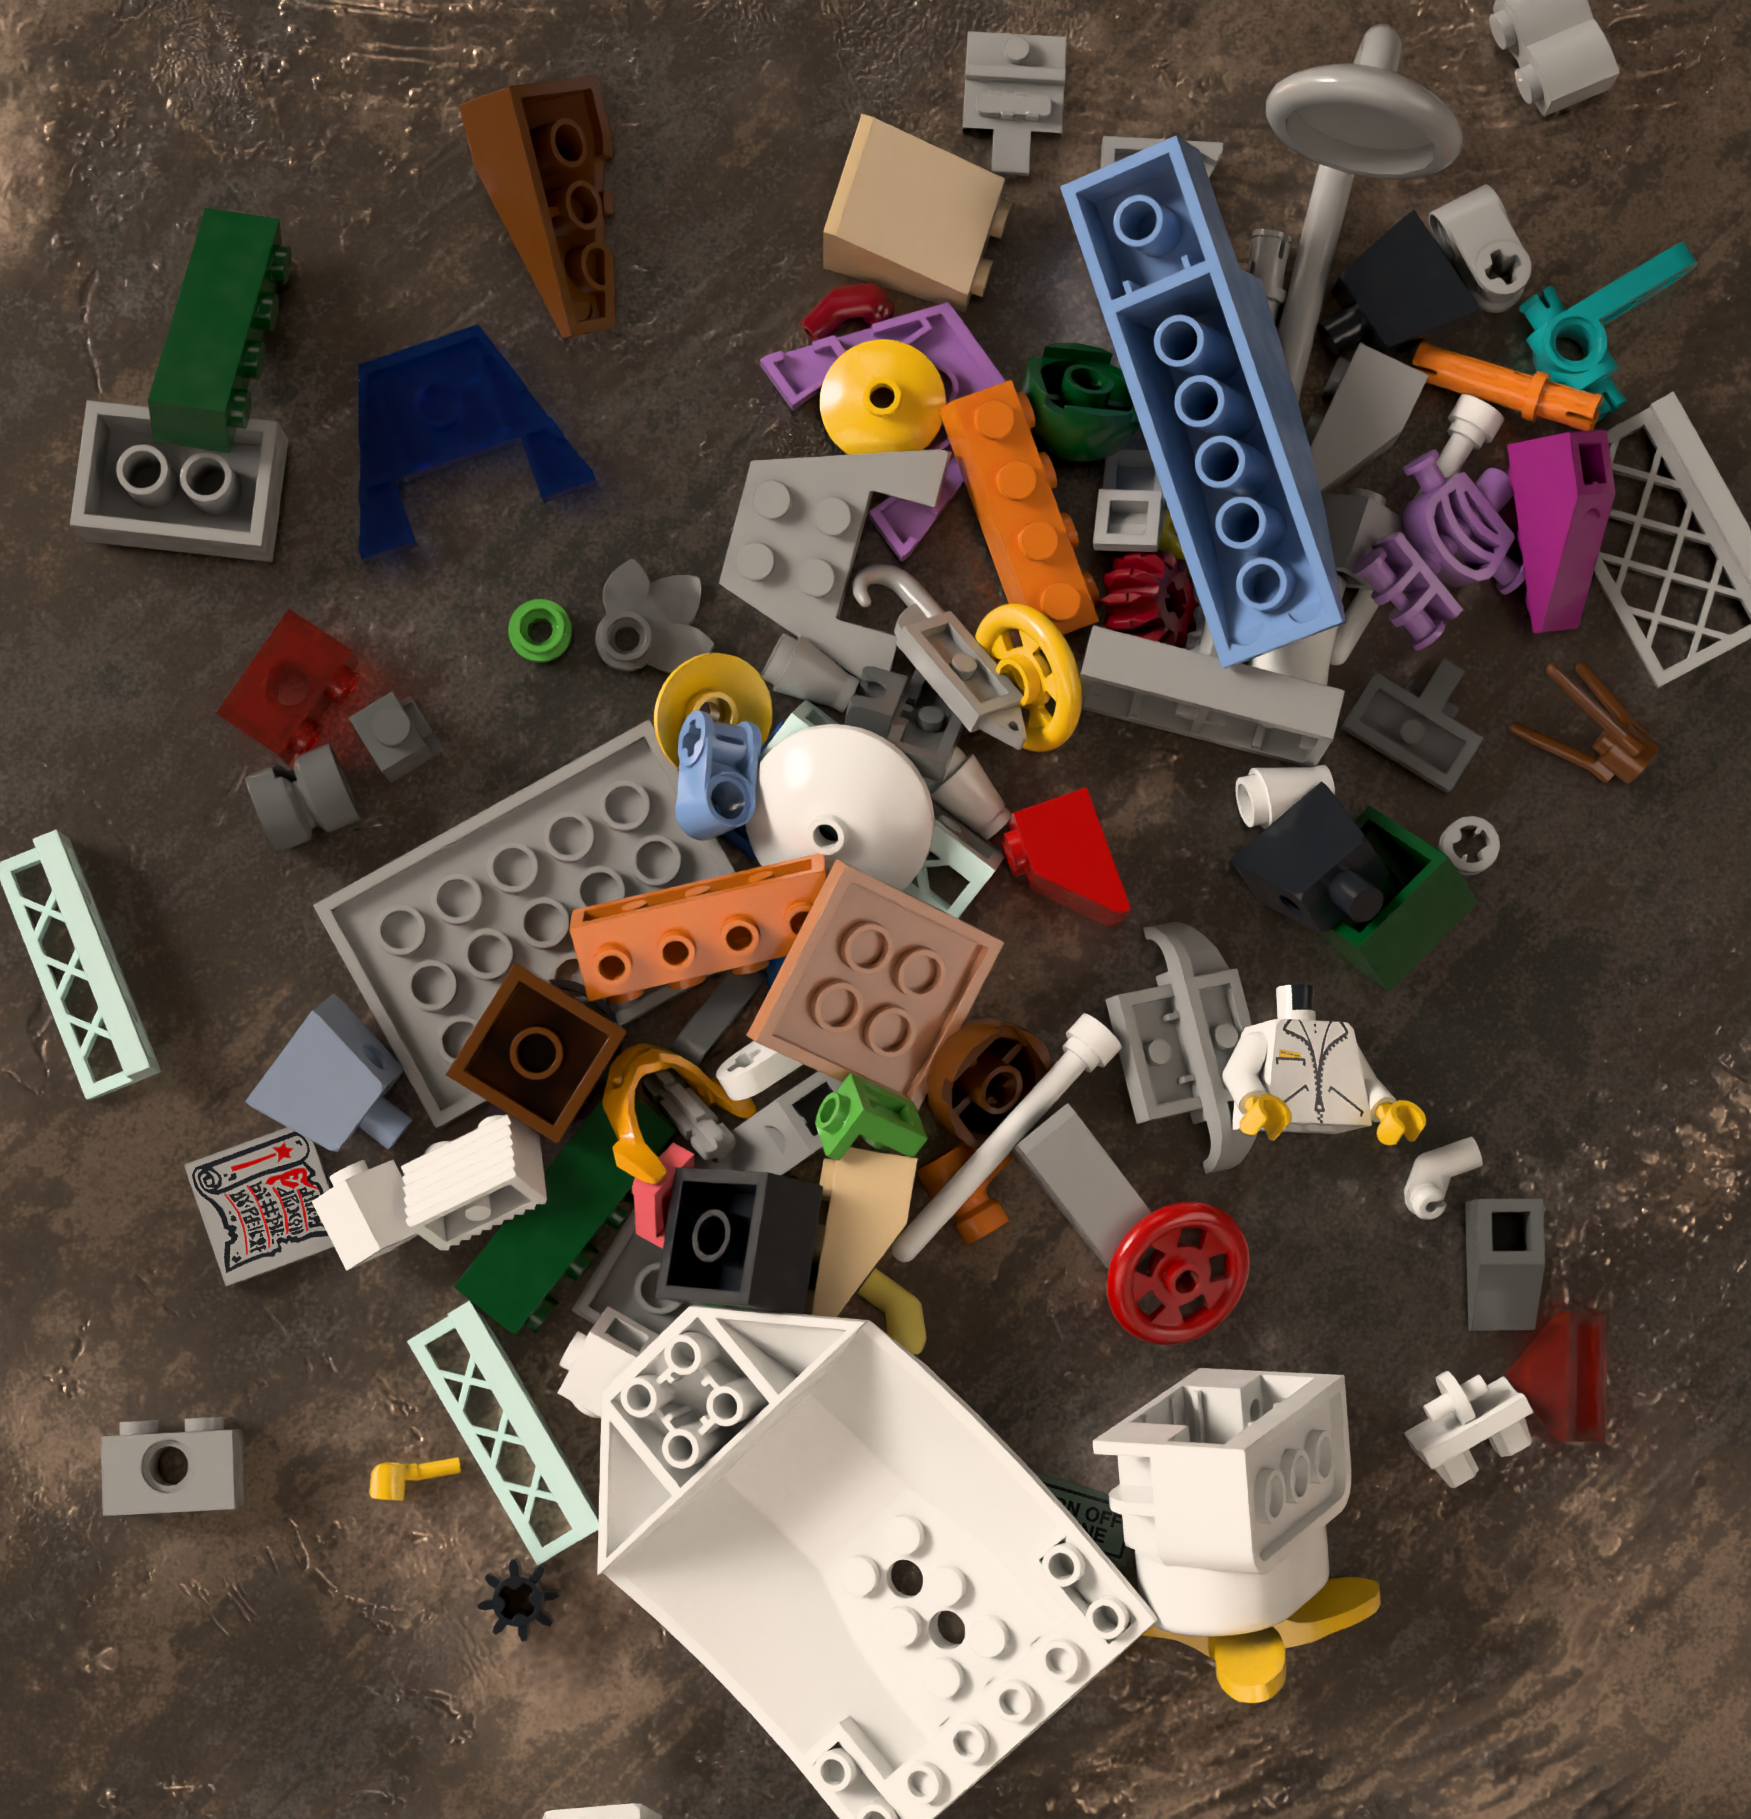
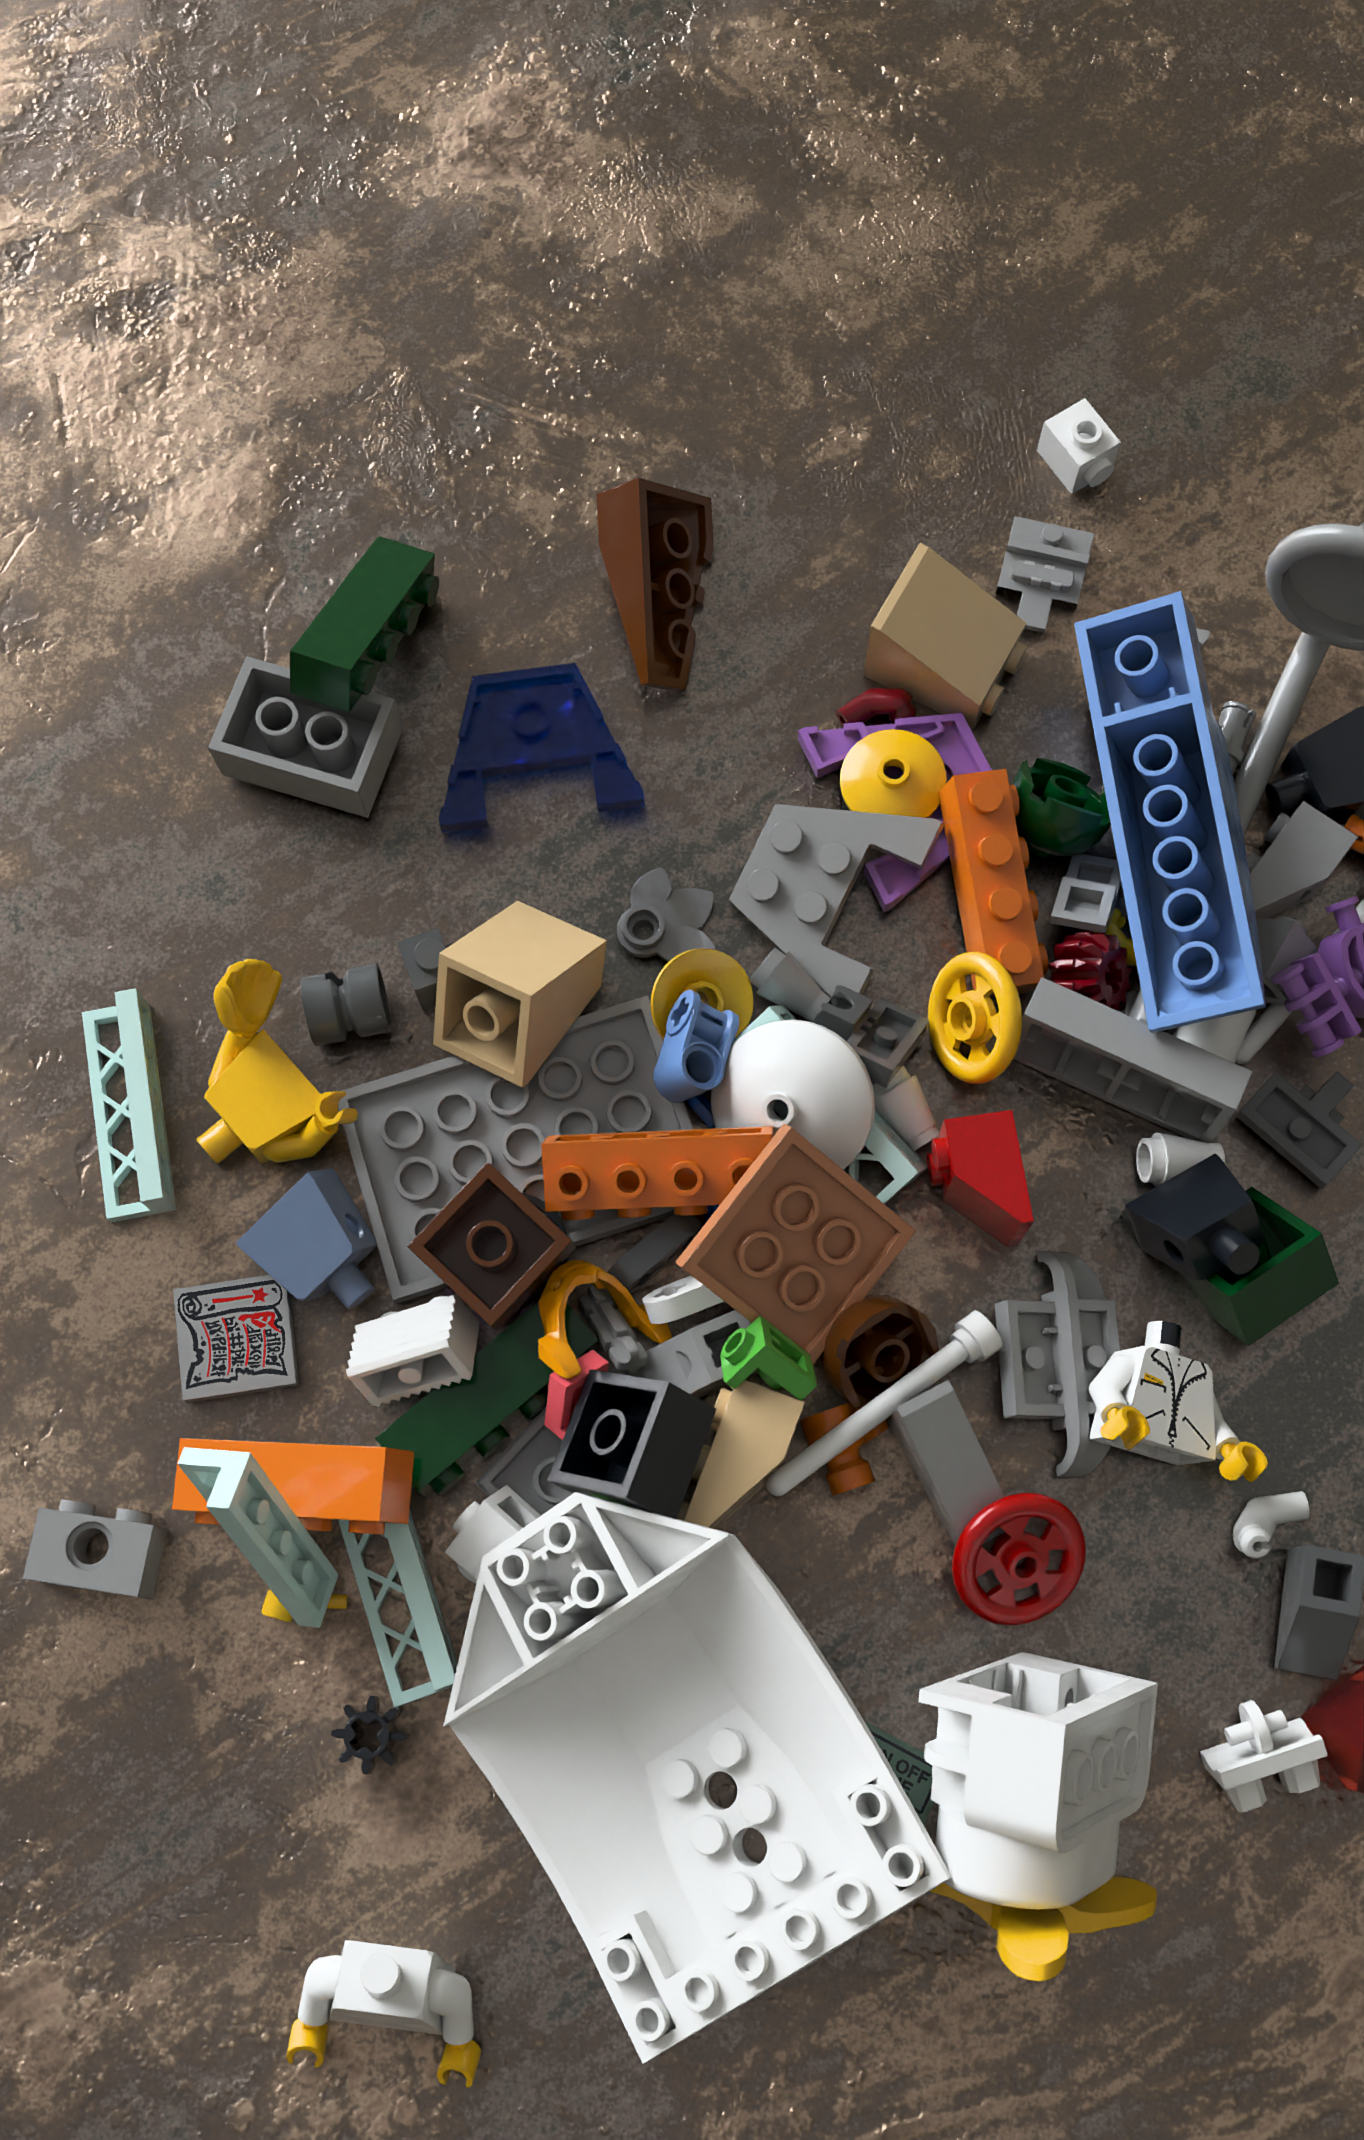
camera: 20 degrees right, 10 degrees down
(225, 916) = (257, 1085): none -> yellow torso
(290, 651) = (362, 887): clear red brick -> none
(362, 1414) = (263, 1529): none -> light aqua fence
(365, 1212) = (315, 1359): white brick -> none
(376, 1354) = (319, 1482): none -> orange brick
(497, 746) = (515, 990): none -> tan slope
(540, 611) = (575, 896): bright green plate -> none
(901, 1310) = (763, 1539): light yellow arm -> none
(949, 657) = (911, 991): light grey plate -> none
(1484, 857) = (1350, 1225): light grey bush -> none

